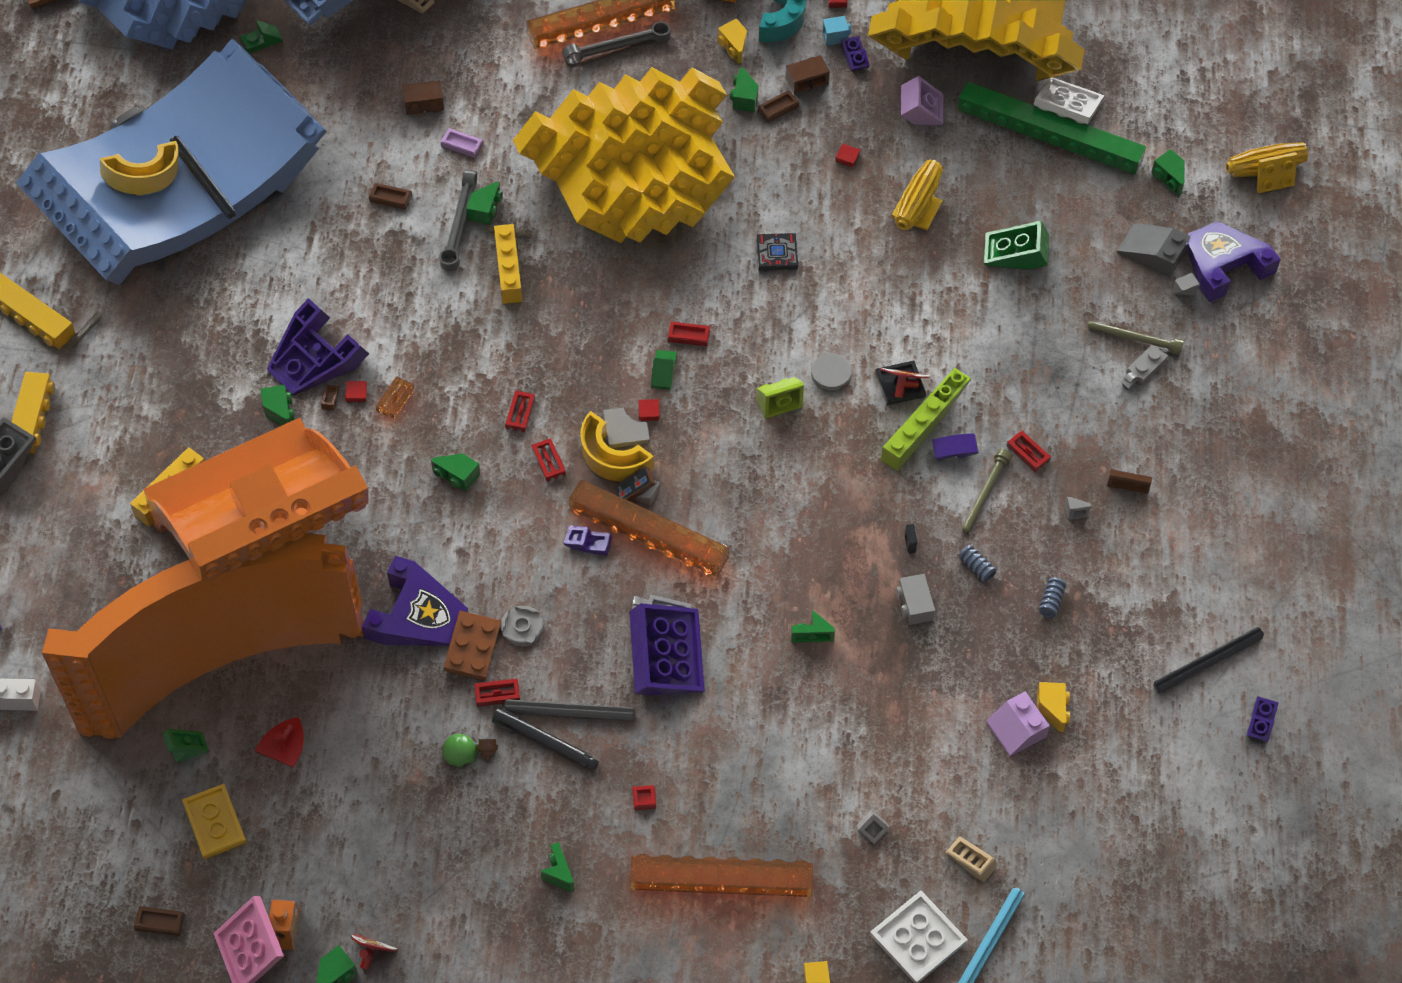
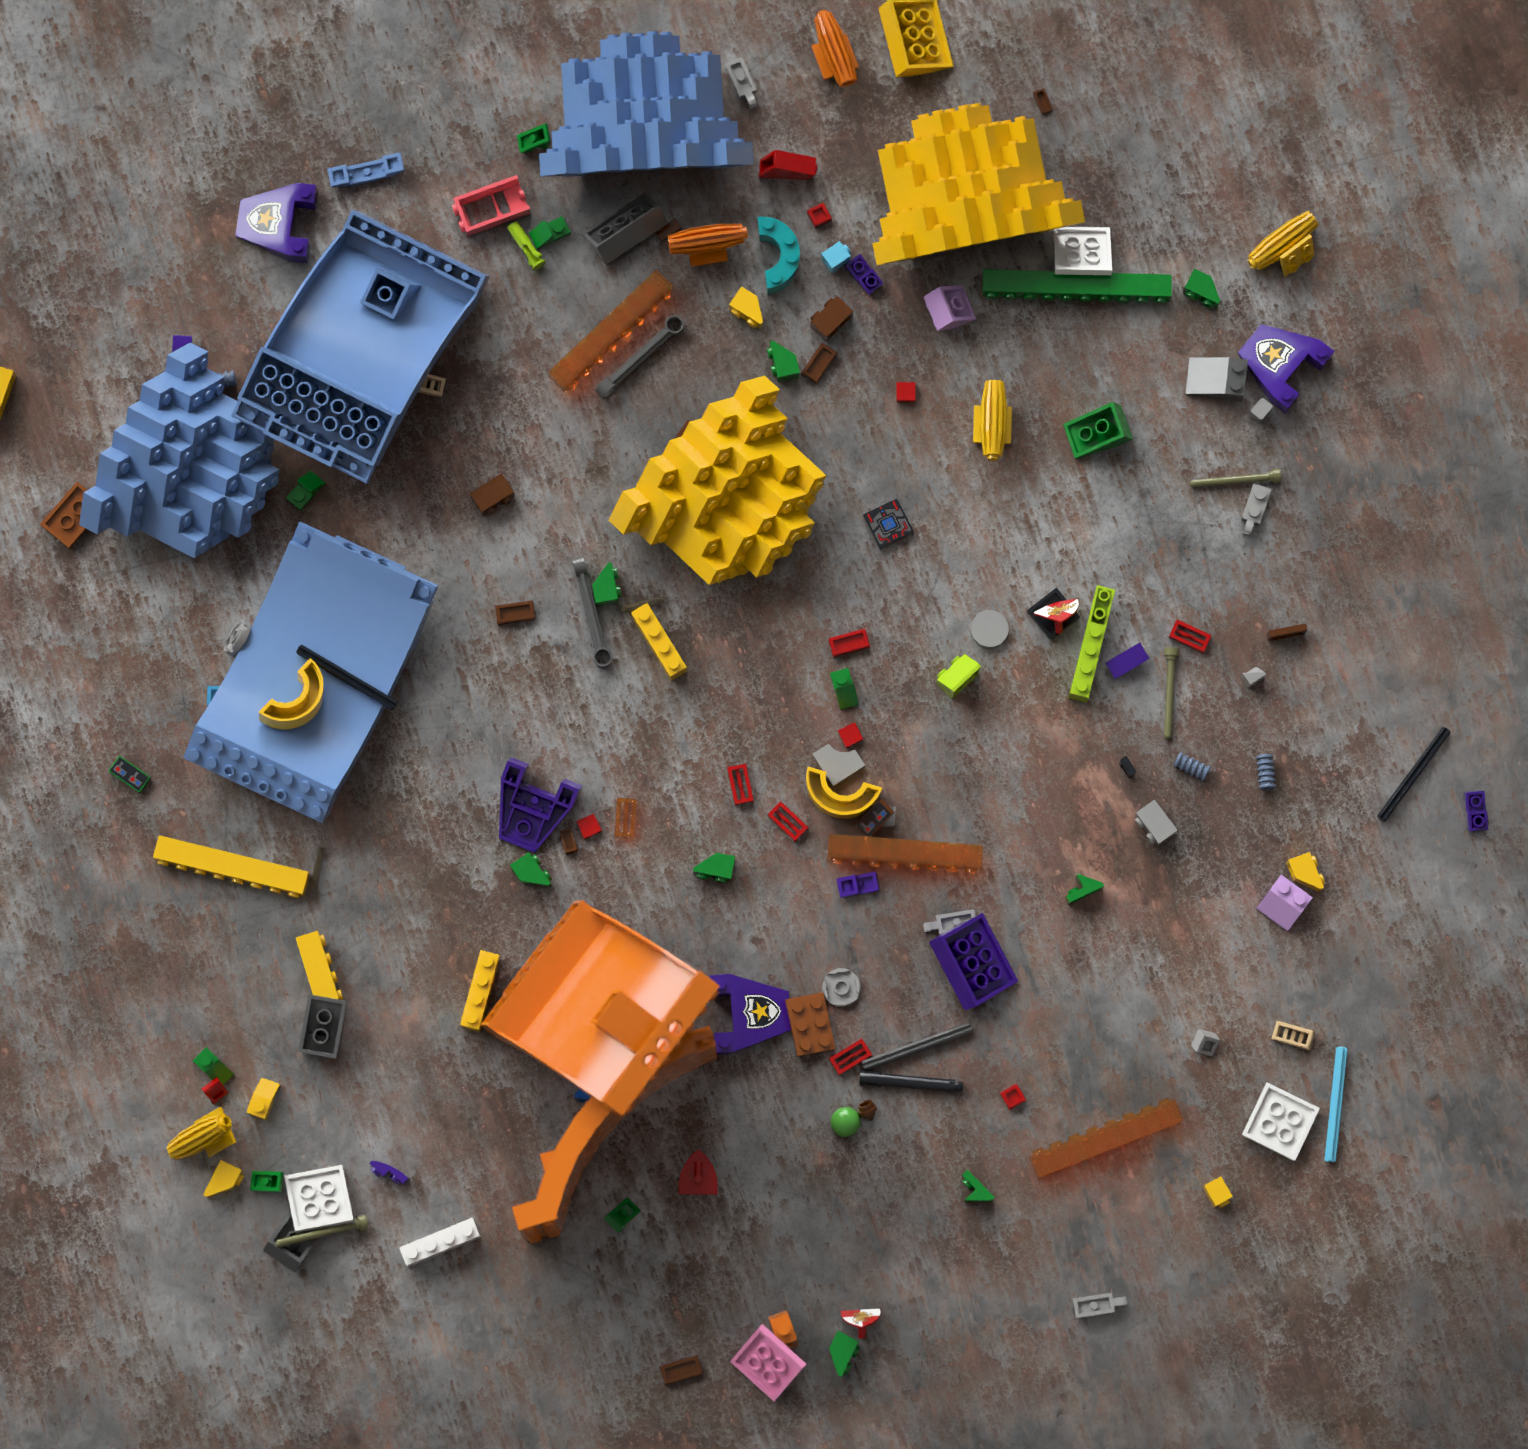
camera: 25 degrees left, 20 degrees up
(214, 821) = (679, 1268): yellow tile -> none
(462, 143) = (550, 527): lavender tile -> none

